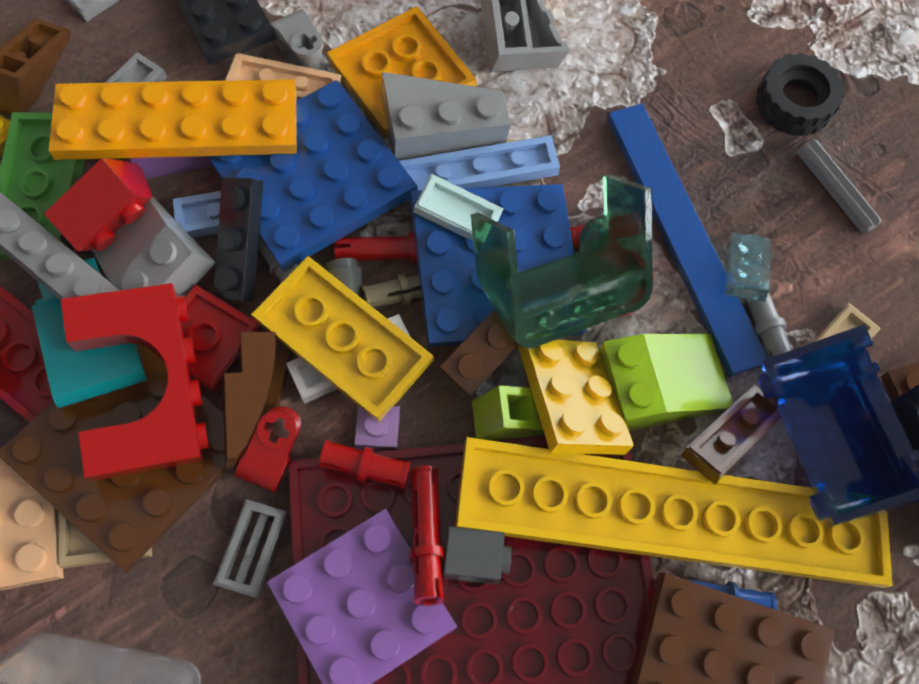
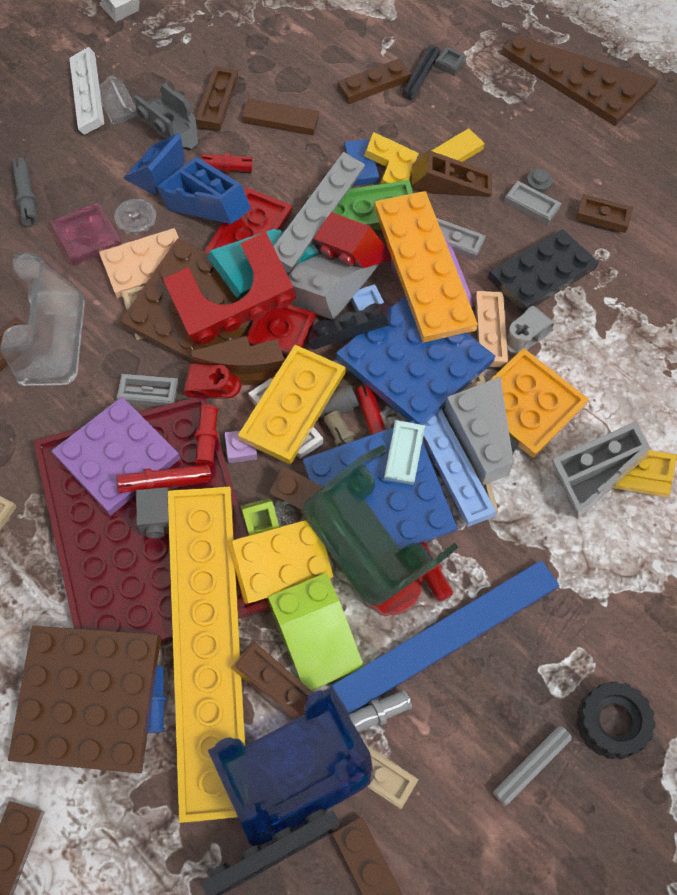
camera: 80 degrees right, 5 degrees down
(748, 267) = (426, 686): clear light blue plate -> none

